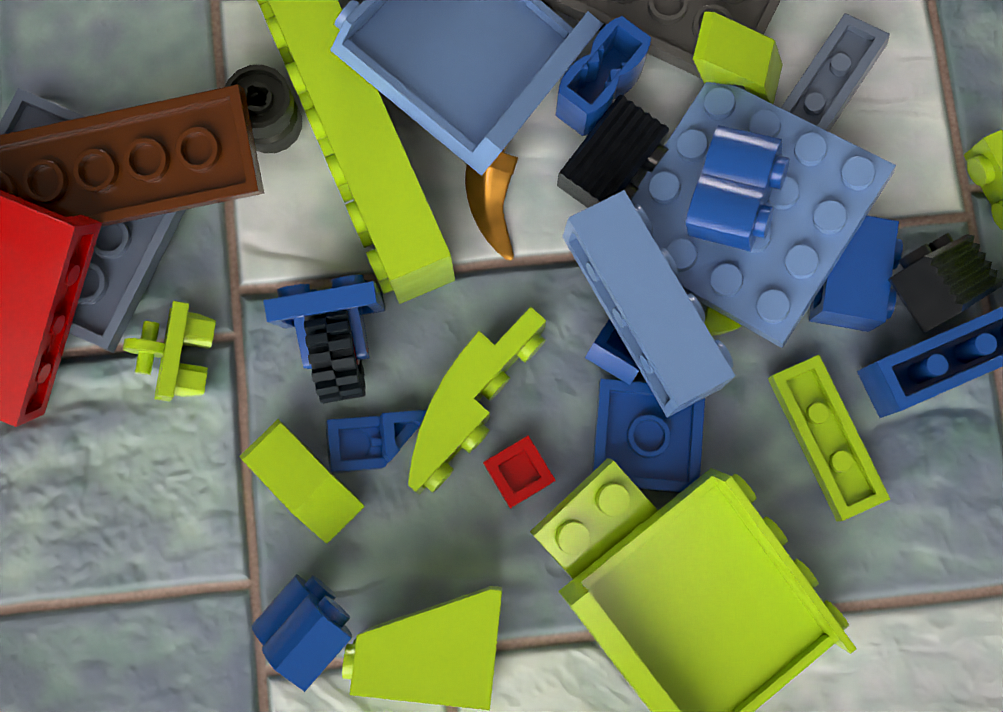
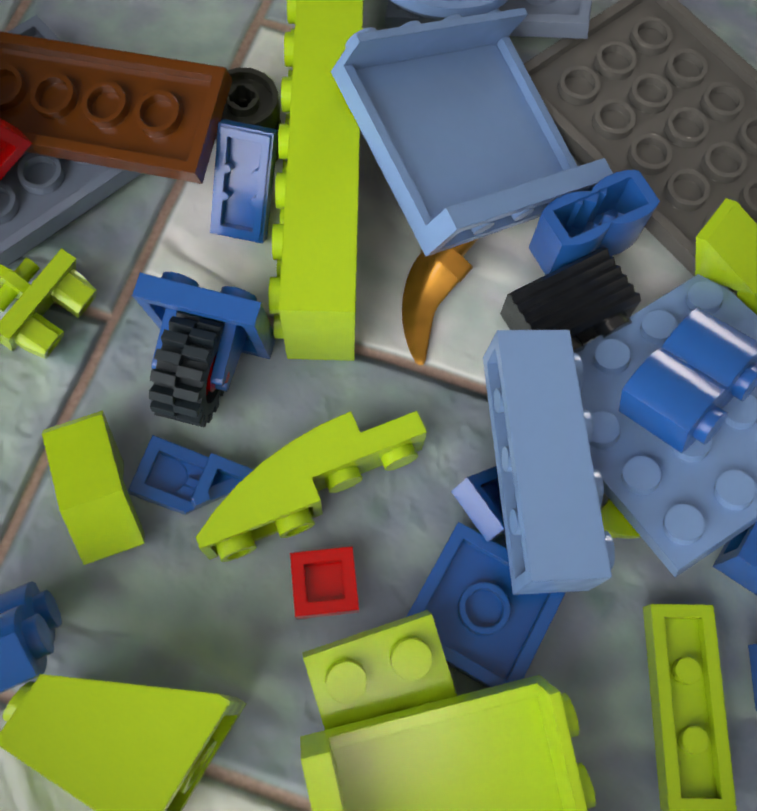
camera: 20 degrees right, 10 degrees down
(291, 169) = (243, 180): none -> plate

